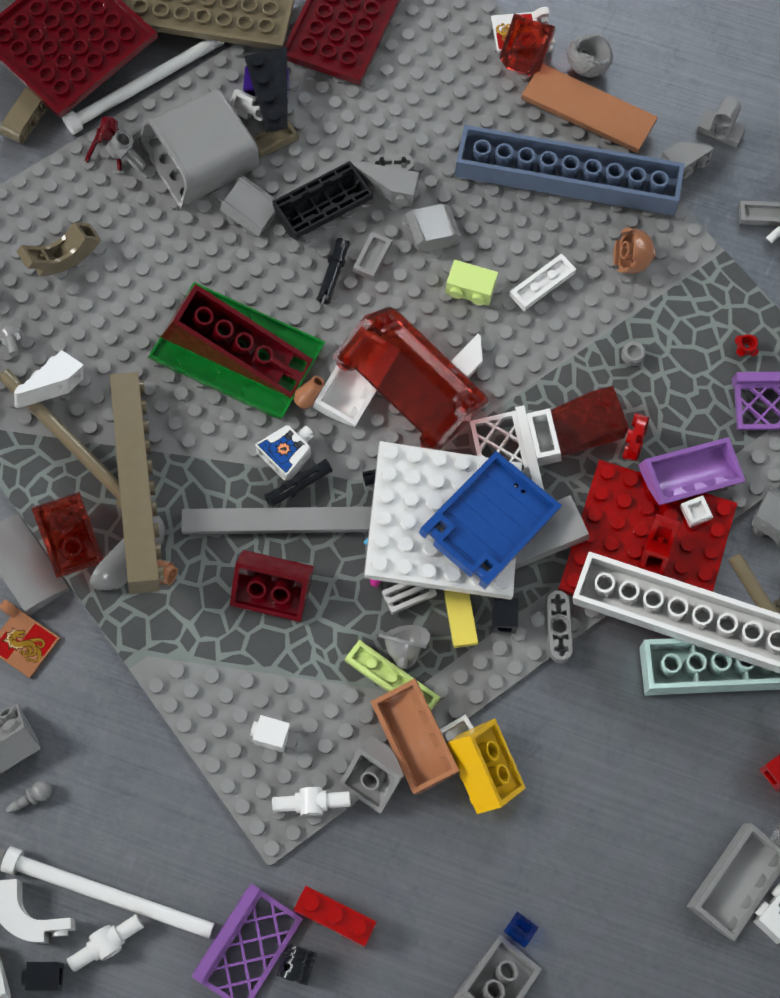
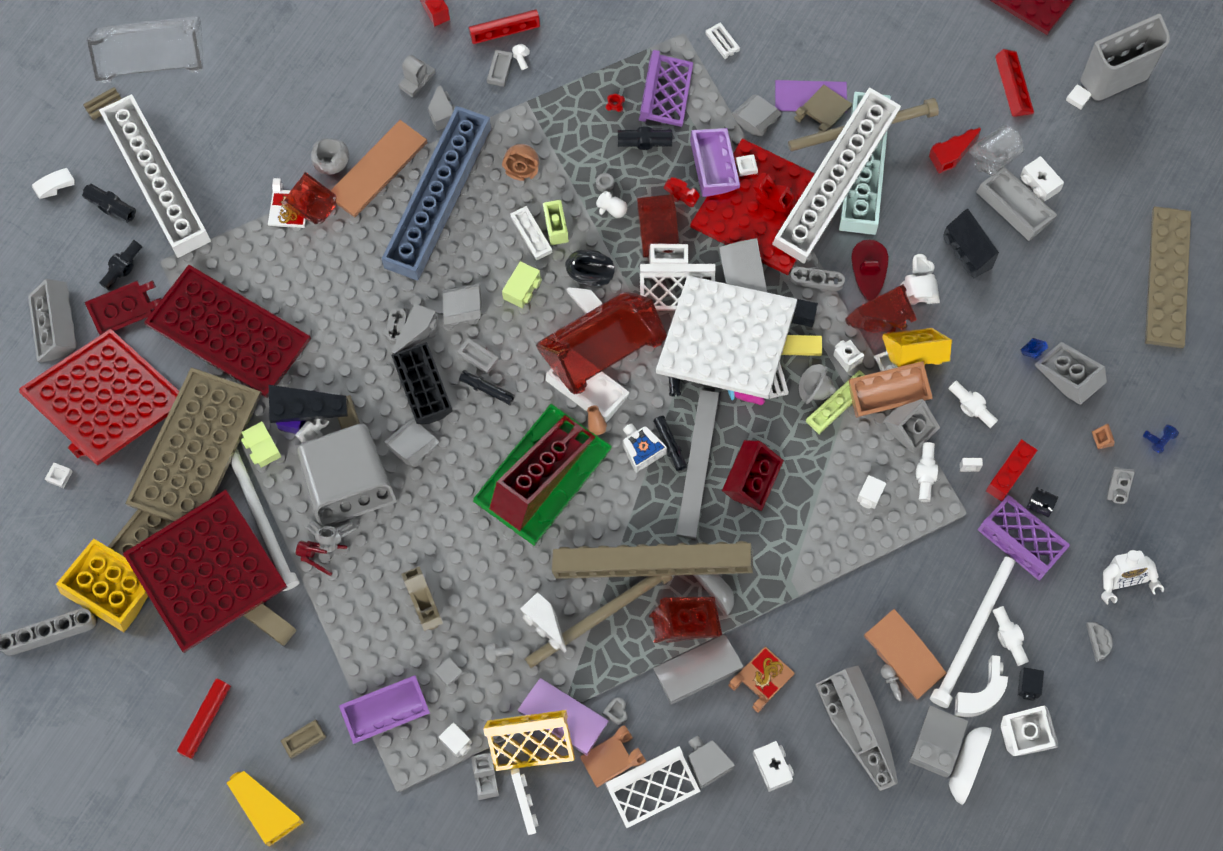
camera: 75 degrees left, 0 degrees up
(64, 807) = (905, 653): none -> nougat slope
(222, 61) = (261, 445): none -> yellowish green brick
(335, 861) = (971, 464): none -> white tile
(422, 854) = (973, 404): none -> white pin
(453, 687) = (851, 360): none -> white brick
(490, 519) = (737, 300): blue door -> none
(508, 352) = (590, 267): none -> black hair
(524, 715) = (884, 312): none -> clear red piece
(560, 303) = (555, 222): none -> yellowish green brick
(576, 765) = (921, 289): none -> white cylinder
(596, 695) = (870, 267): none -> dark red shield
(602, 363) = (613, 205): none -> white animal
(612, 762) = (921, 265): none -> white tile
(653, 819) = (971, 244): none -> black slope
(705, 386) = (644, 138): none -> black piece

